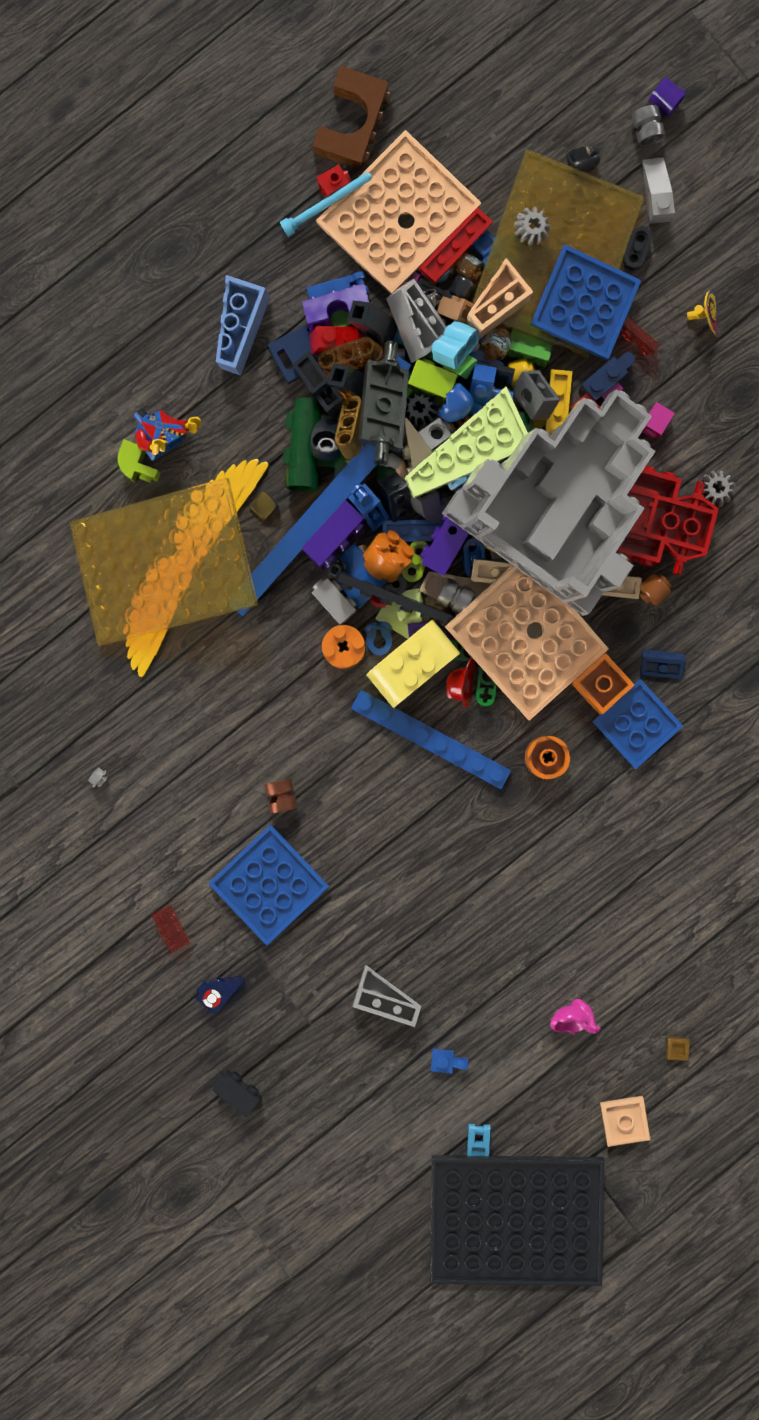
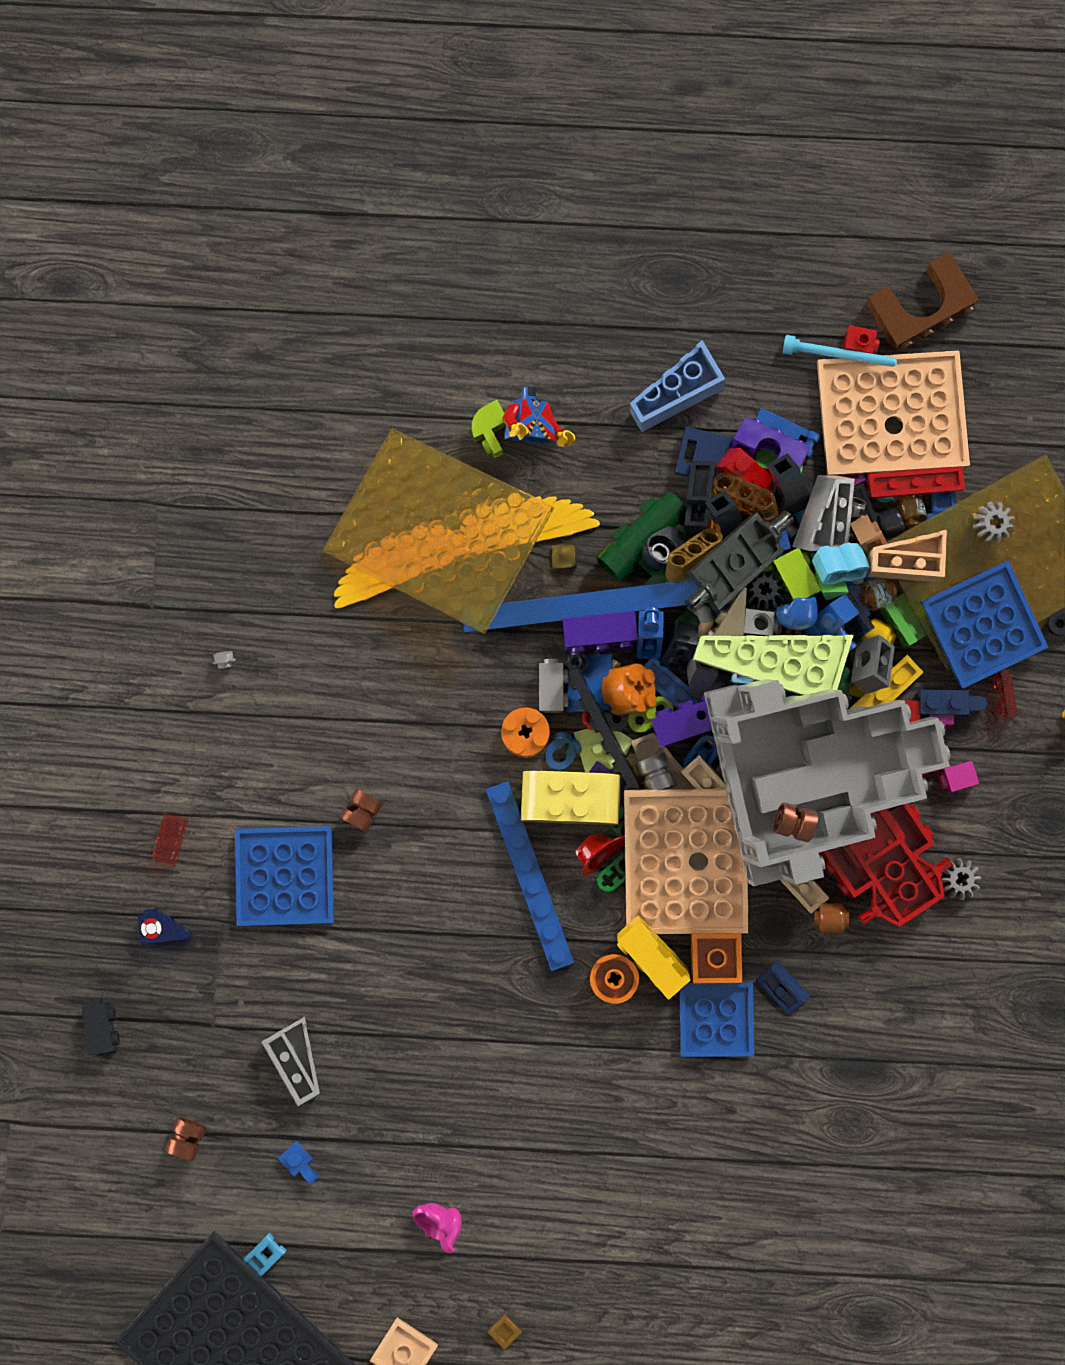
camera: 40 degrees right, 5 degrees down
(359, 1114) = (185, 1139): none -> copper wheel
(561, 720) = (653, 957): none -> yellow wedge
(582, 545) = (800, 822): none -> copper wheel

